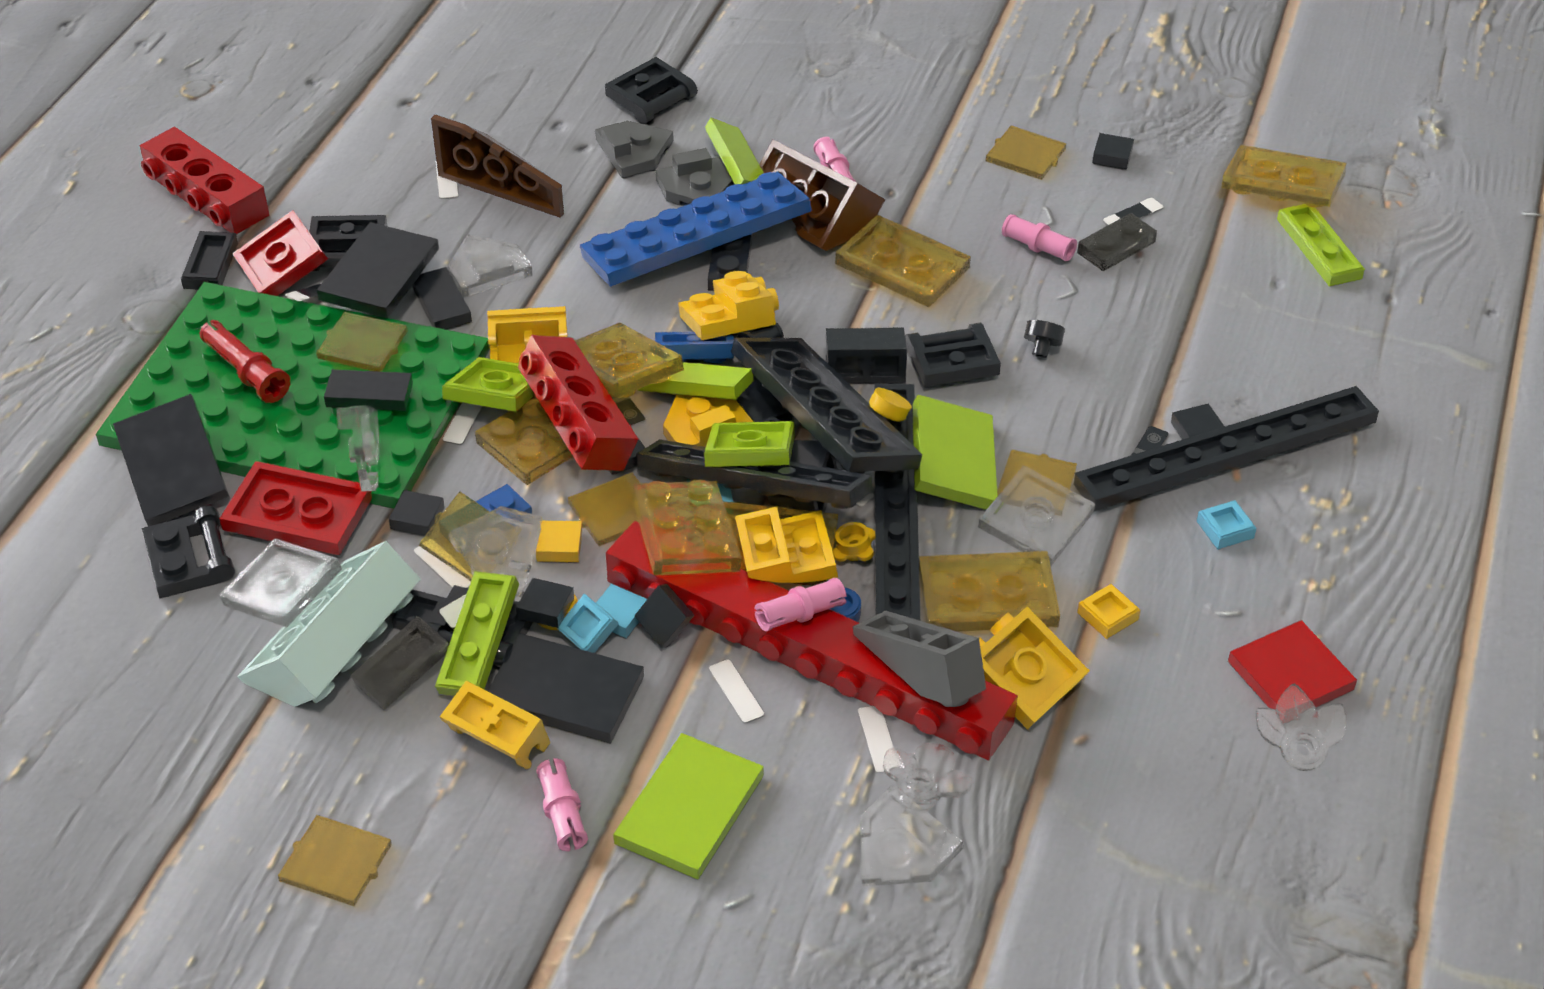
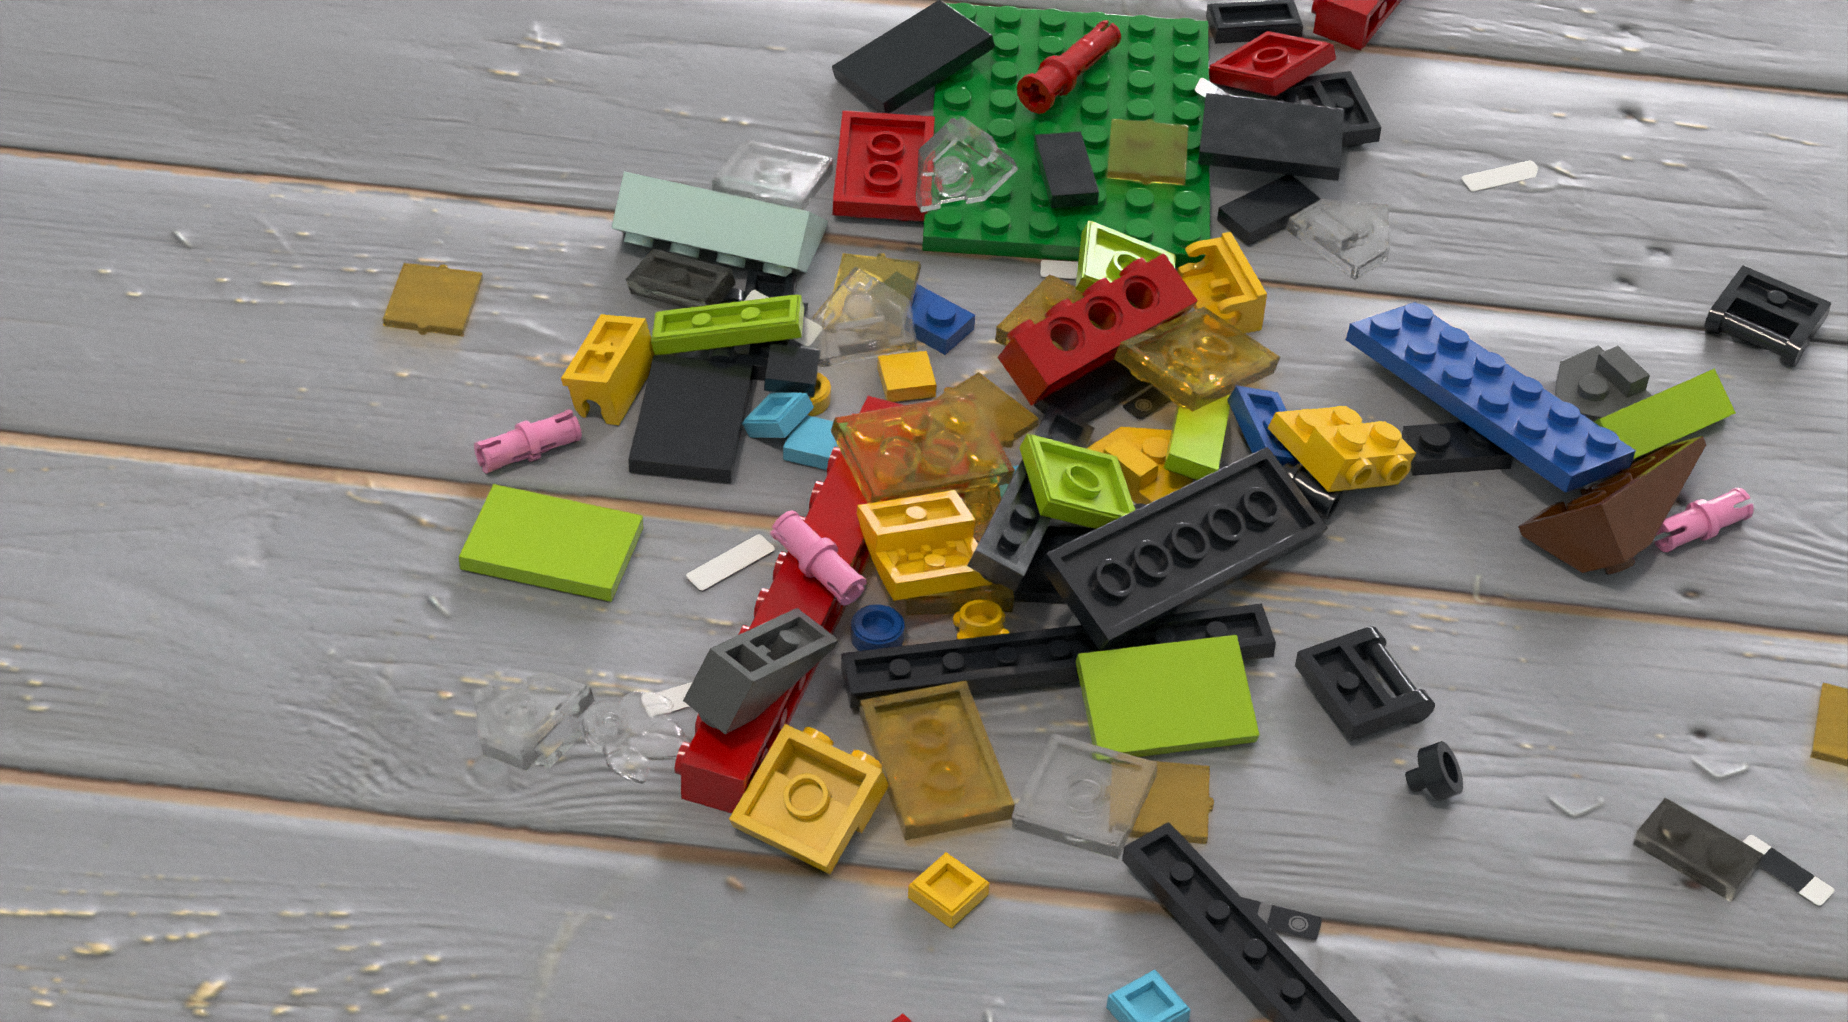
camera: 75 degrees right, 0 degrees up
(173, 556) = (798, 106): black plate -> none
(415, 512) = (916, 249): black tile -> none
(489, 166) = (1525, 187): reddish brown wedge -> none
(633, 146) = (1642, 318): dark grey plate -> none
(664, 615) = (802, 469): black tile -> none
(868, 354) = (1319, 590): black hinge -> none
(889, 404) = (1206, 609): yellow tile -> none
(903, 260) = (1530, 611): clear yellow plate -> none
(1039, 237) = (1652, 752): bright pink pin -> none
(1195, 421) = (1337, 962): black tile -> none

